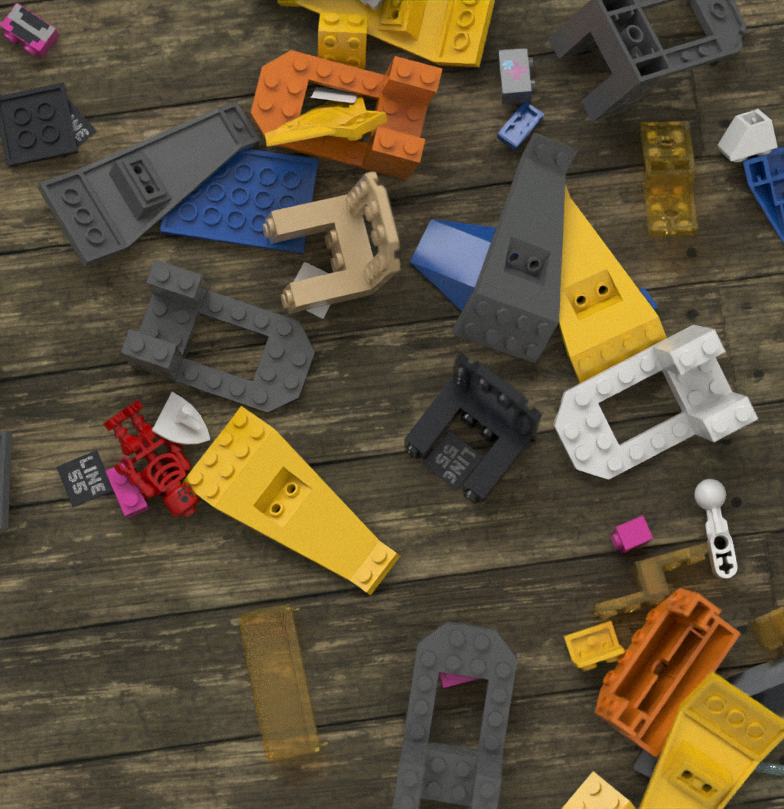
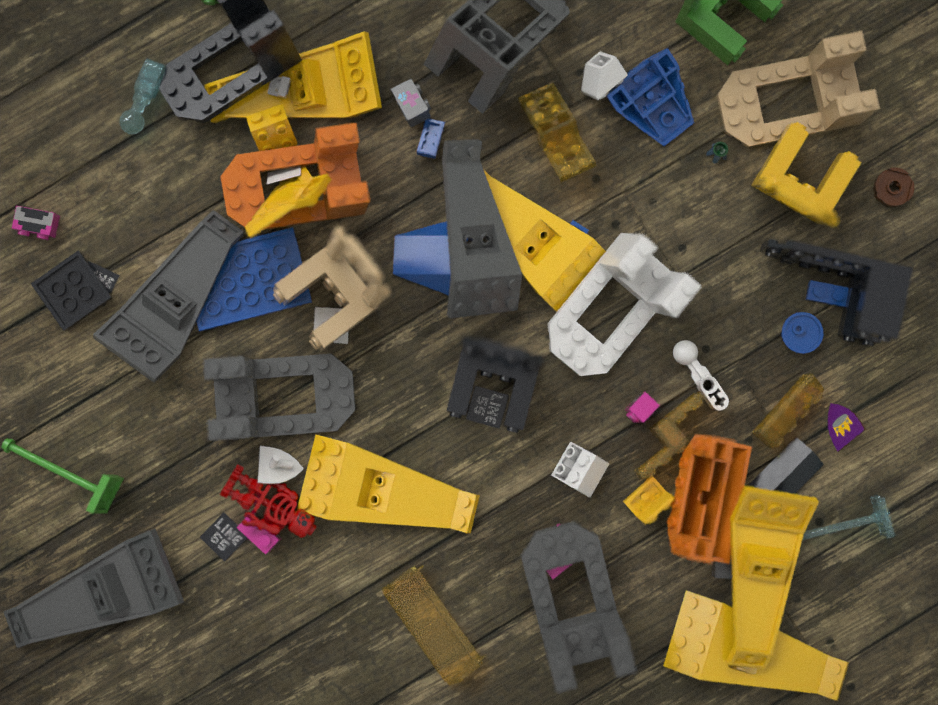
camera: 20 degrees left, 5 degrees up
(530, 577) = (580, 469): none -> white slope

